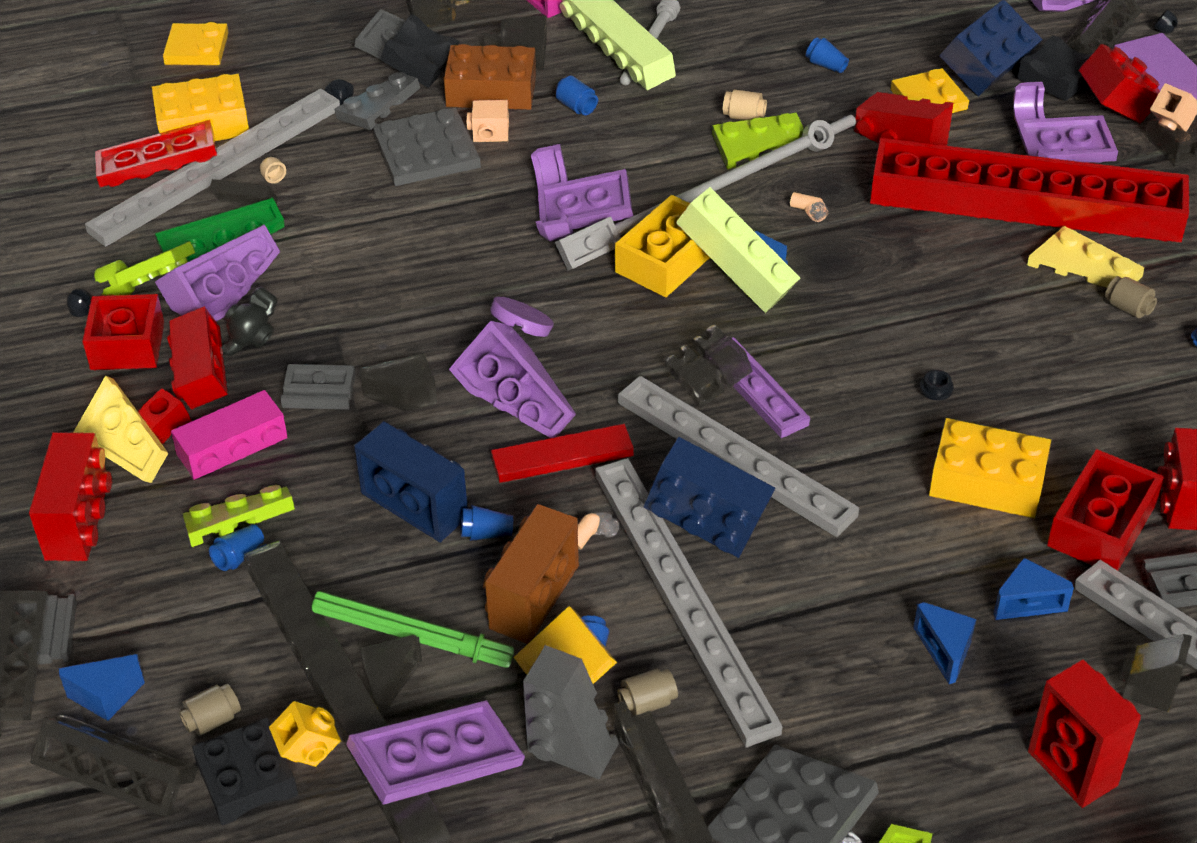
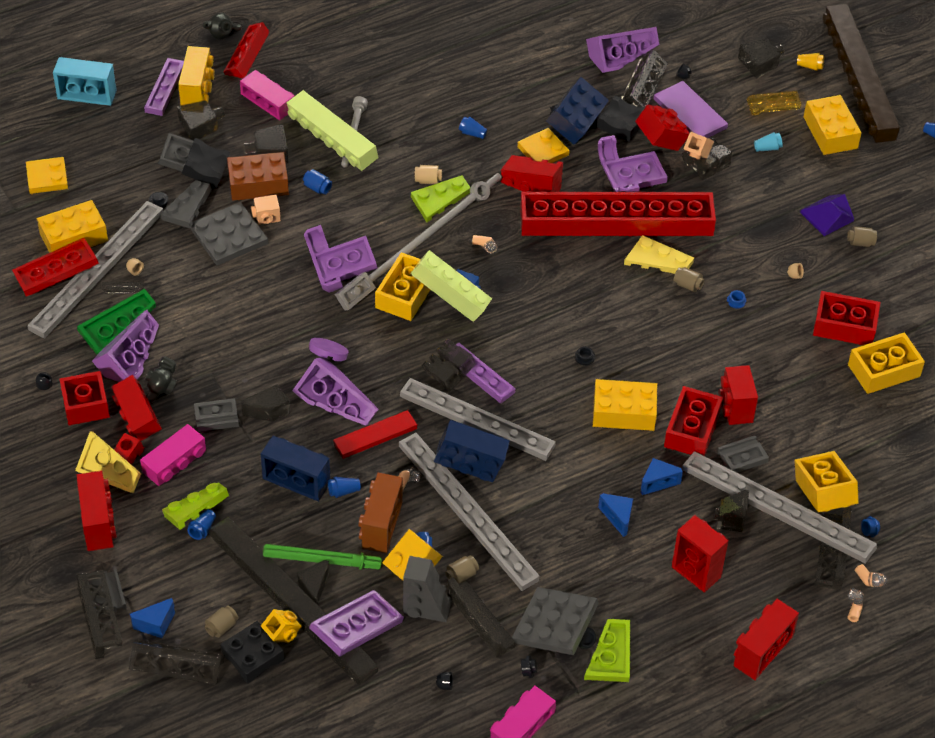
camera: 15 degrees left, 5 degrees up
(124, 278) = (80, 354): lime plate -> none

